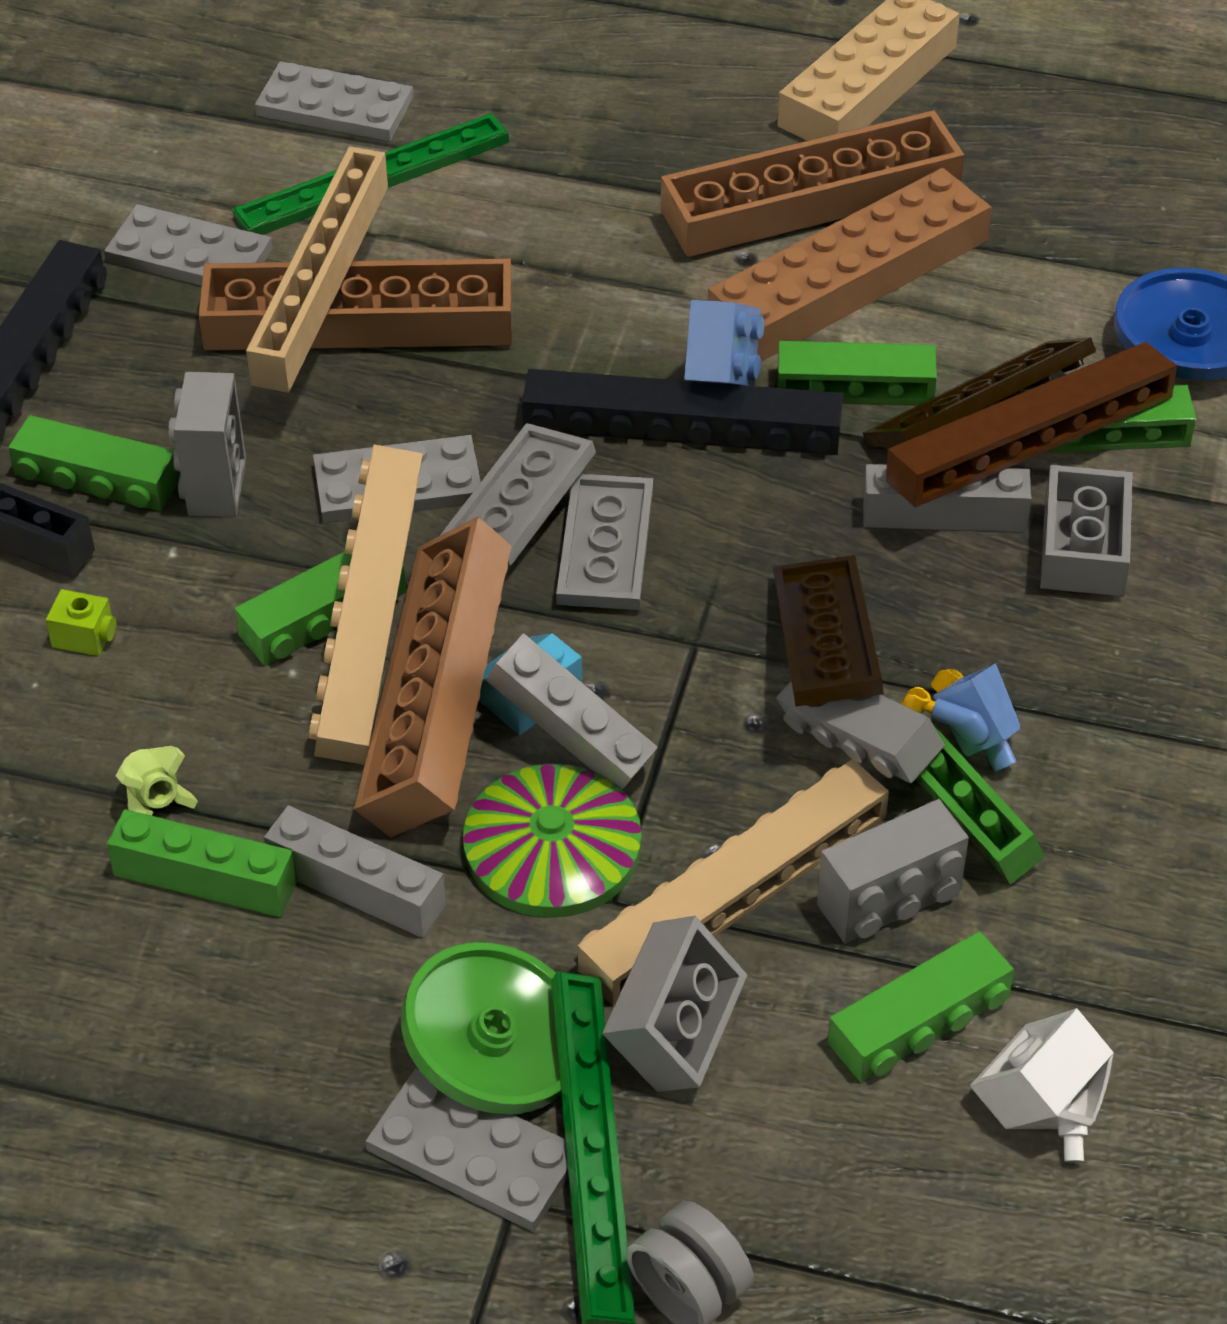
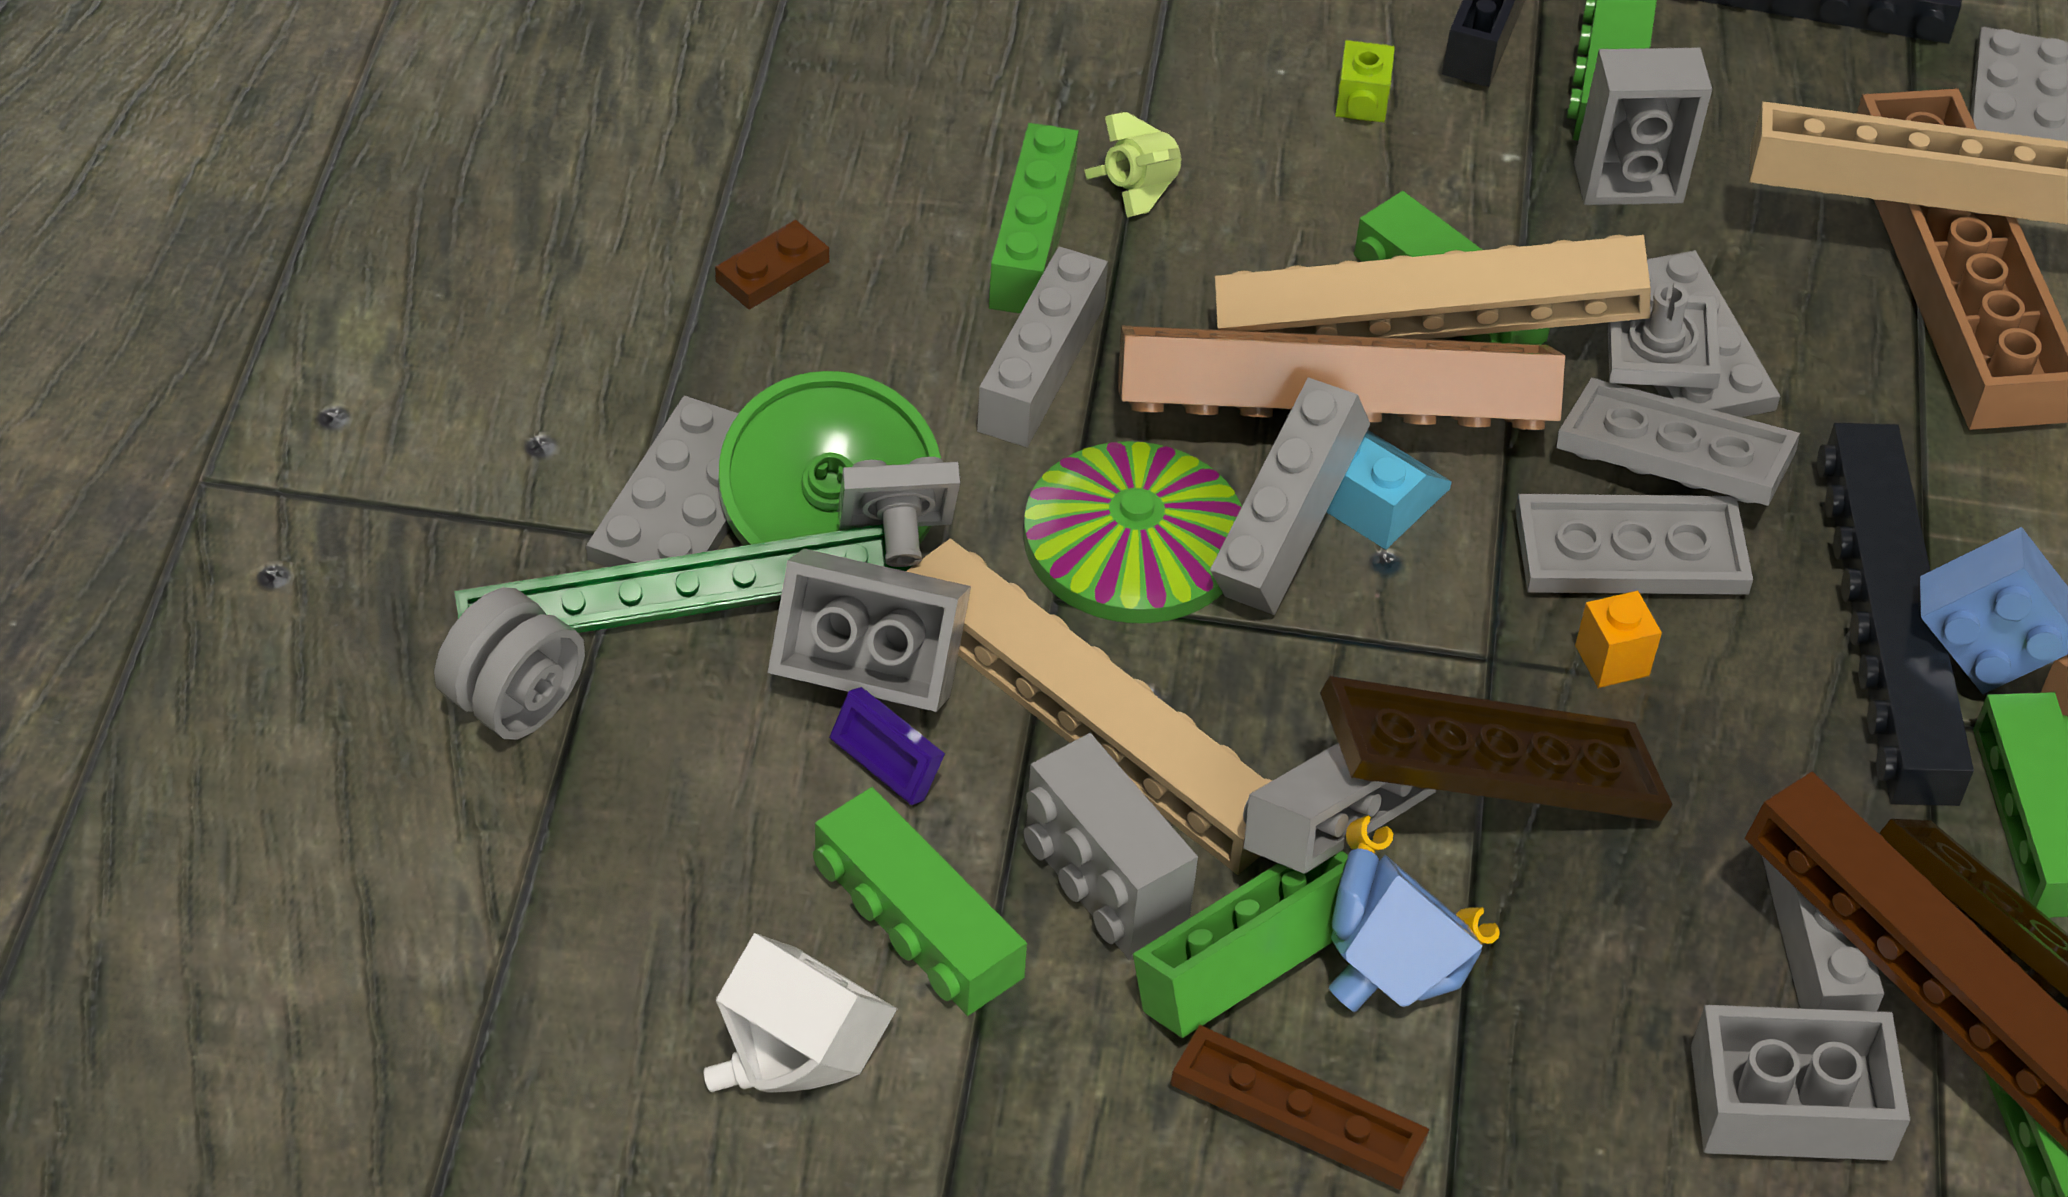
camera: 80 degrees right, 0 degrees up
(206, 1069) = (772, 264): none -> reddish brown plate
(441, 477) = (1672, 346): none -> light grey plate
(559, 964) = (900, 500): none -> light grey plate
(702, 560) = (1618, 639): none -> light orange brick
(771, 1015) = (886, 745): none -> dark purple tile
(1098, 800) = (1300, 1107): none -> reddish brown plate

